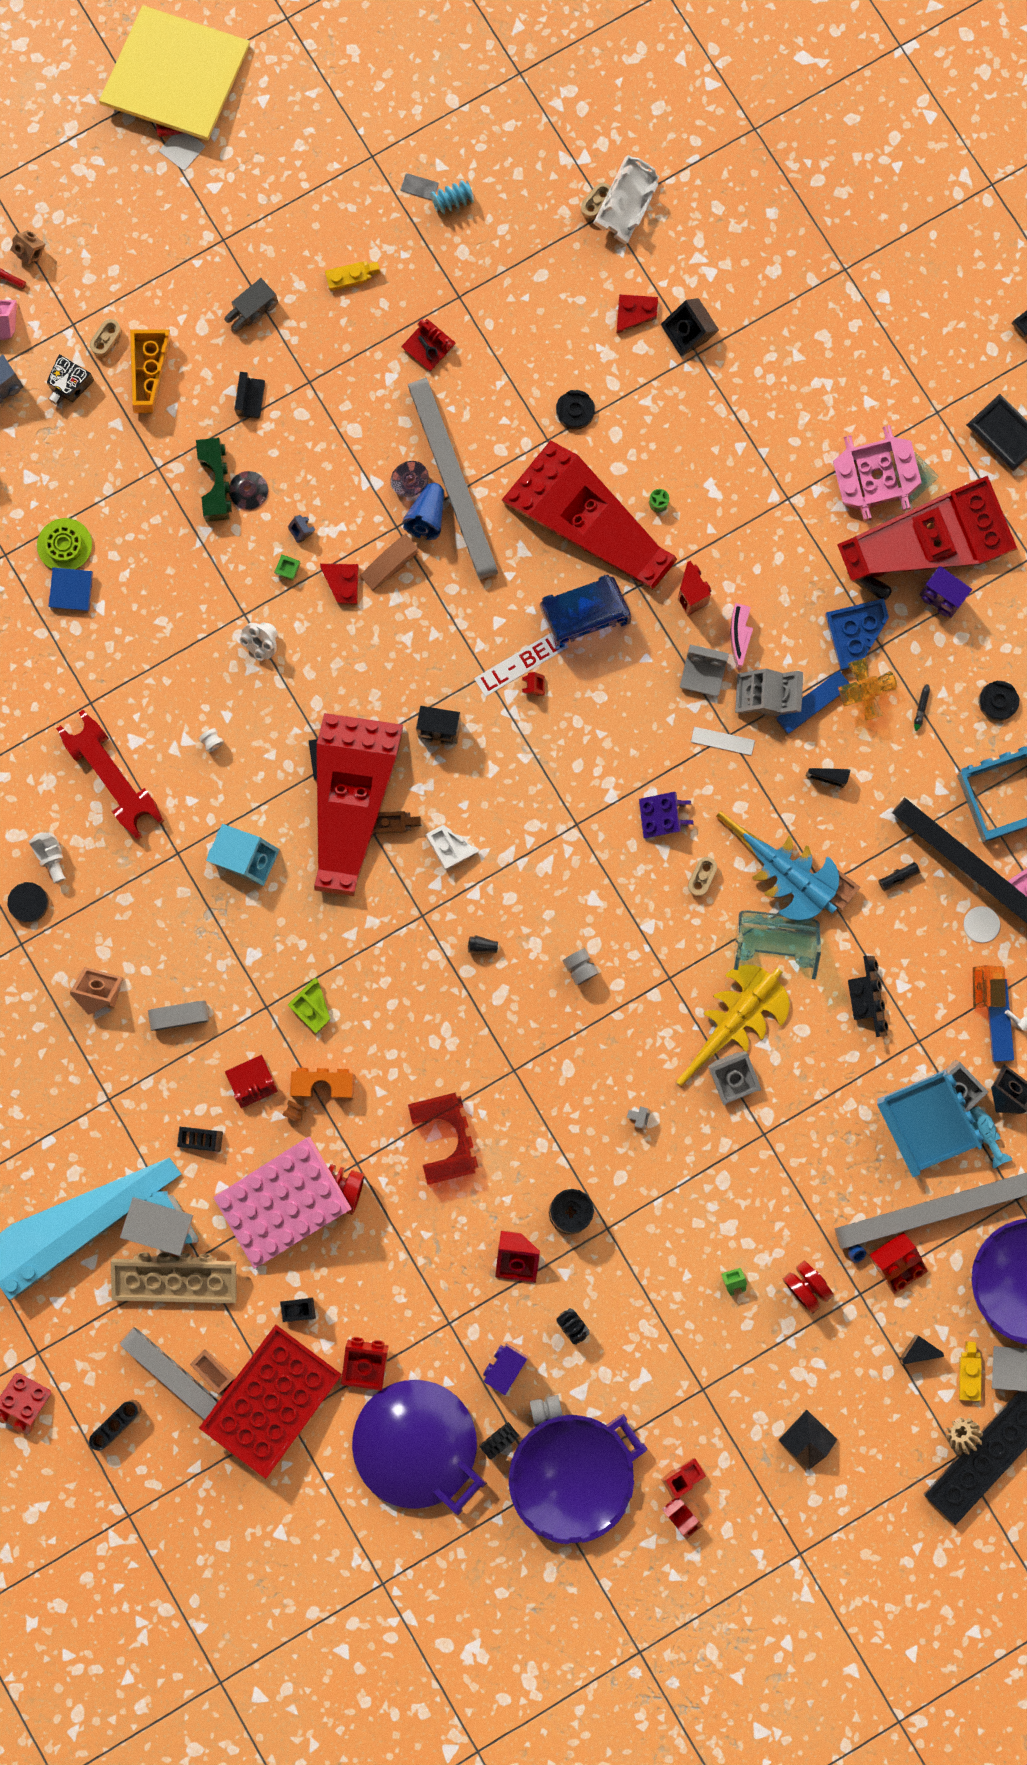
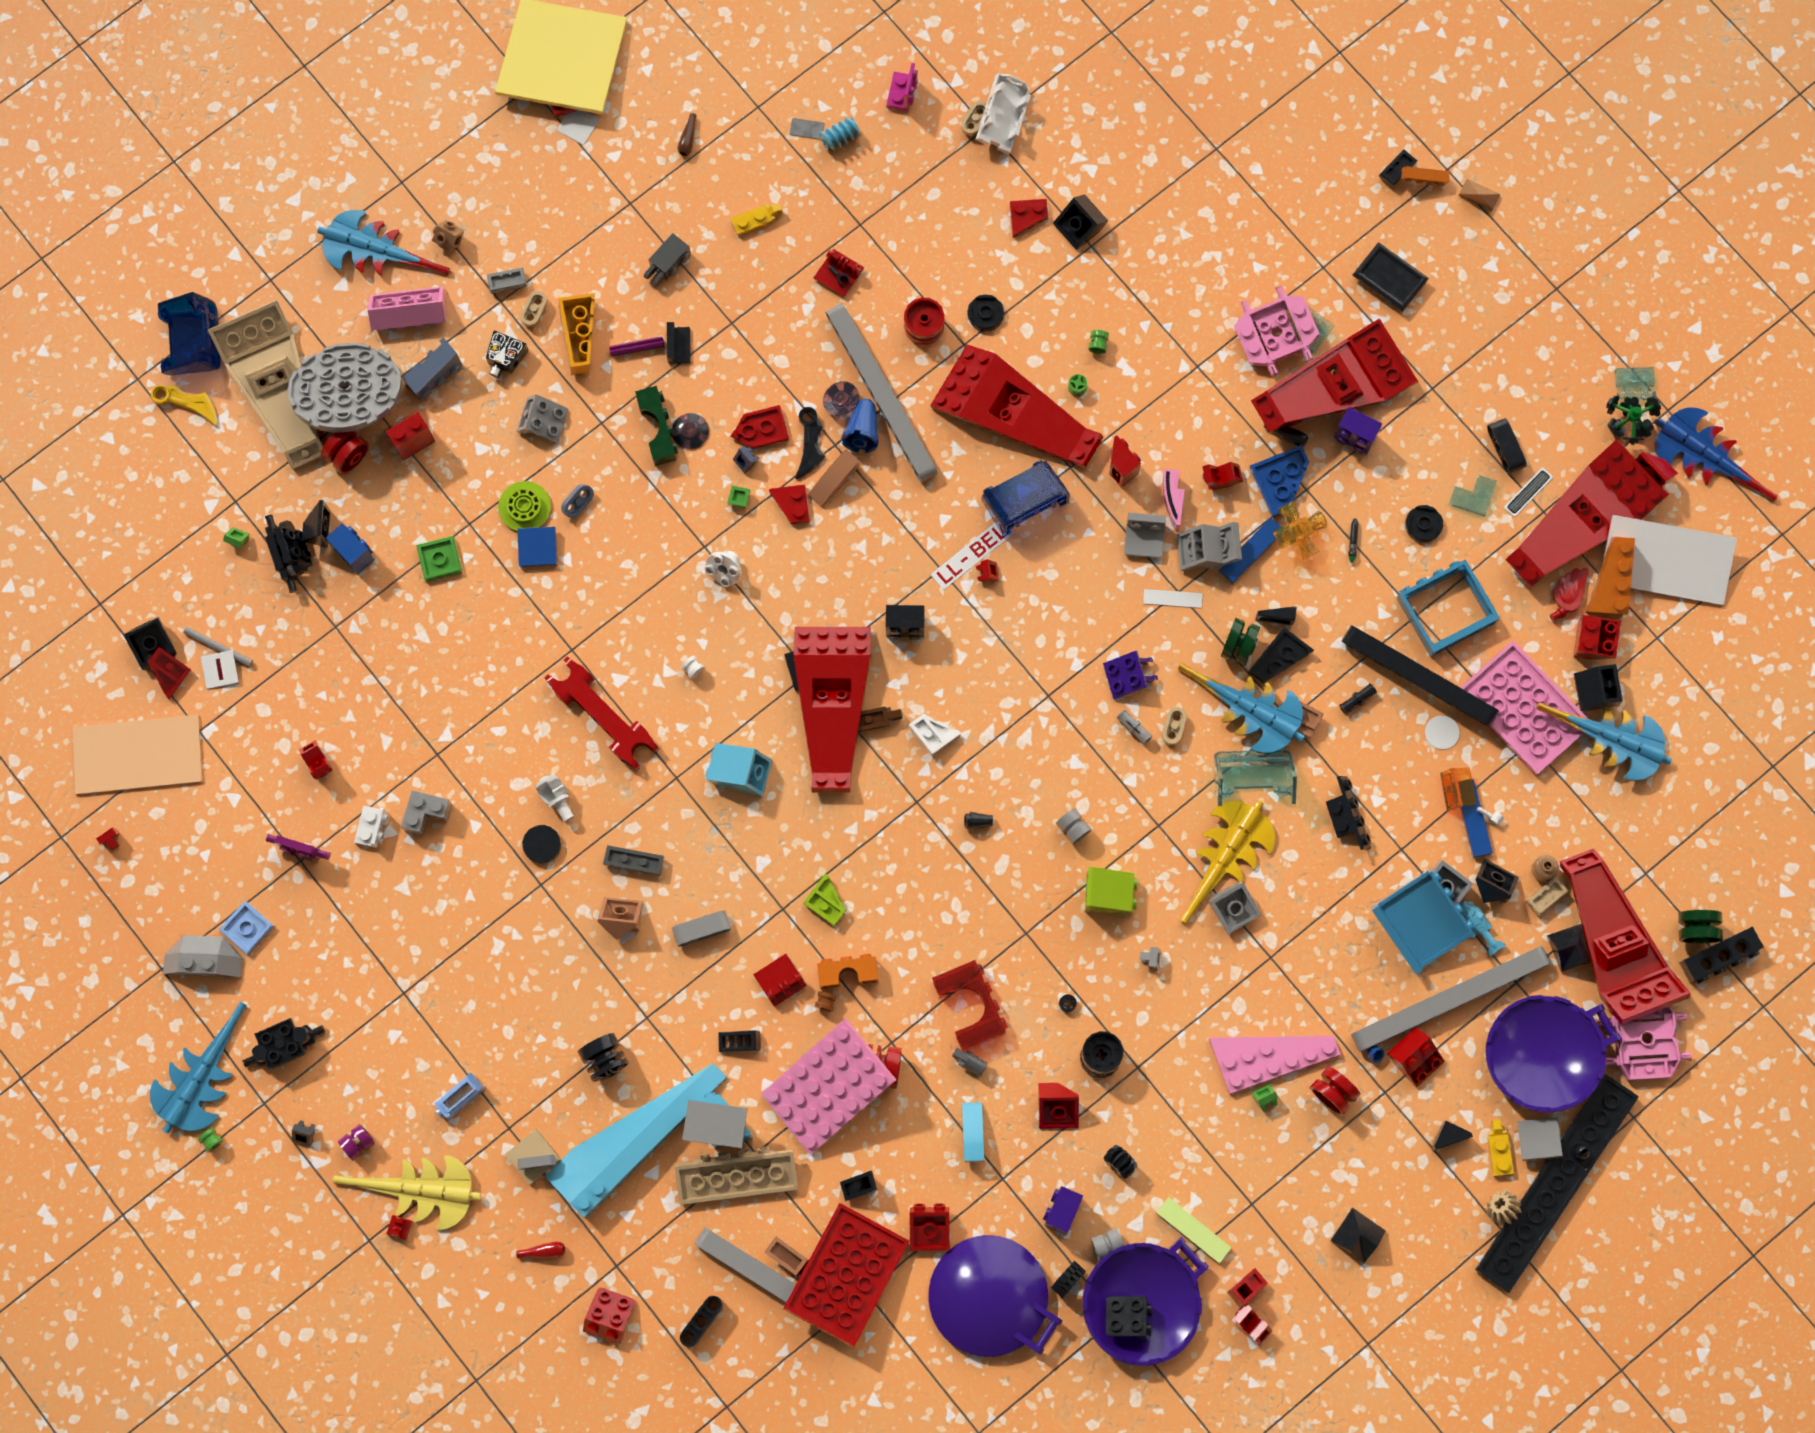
camera: 10 degrees left, 5 degrees down
(55, 1136) = (604, 1060): none -> black wheel
(82, 303) = (506, 280): none -> light grey plate
(97, 454) = (542, 418): none -> light grey bracket
(119, 548) = (576, 501): none -> sand blue plate
(119, 933) = (633, 860): none -> dark grey plate
(206, 392) = (636, 346): none -> magenta axle
(293, 177) = (687, 138): none -> reddish brown piece
(322, 498) = (761, 428): none -> red tile
(370, 532) = (811, 453): none -> black piece
(425, 1271) = (973, 1132): none -> medium azure slope
(434, 1197) = (970, 1062): none -> dark grey hinge
(513, 398) = (924, 321): none -> red wheel
(524, 159) = (902, 89): none -> dark pink bracket
(545, 1144) = (1068, 1009): none -> black bush
(555, 1491) = (1128, 1317): none -> black bracket
(608, 1041) = (1110, 891): none -> lime slope
(638, 1408) = (1193, 1230): none -> yellowish green tile
(660, 871) = (1134, 727): none -> light grey pin
(688, 456) = (1098, 342): none -> bright green wheel
(735, 1240) = (1260, 1059): none -> bright pink wing
(788, 799) = (1240, 641): none -> dark green wheel
(795, 619) = (1222, 476): none -> red brick
(826, 817) = (1280, 655): none -> black wing

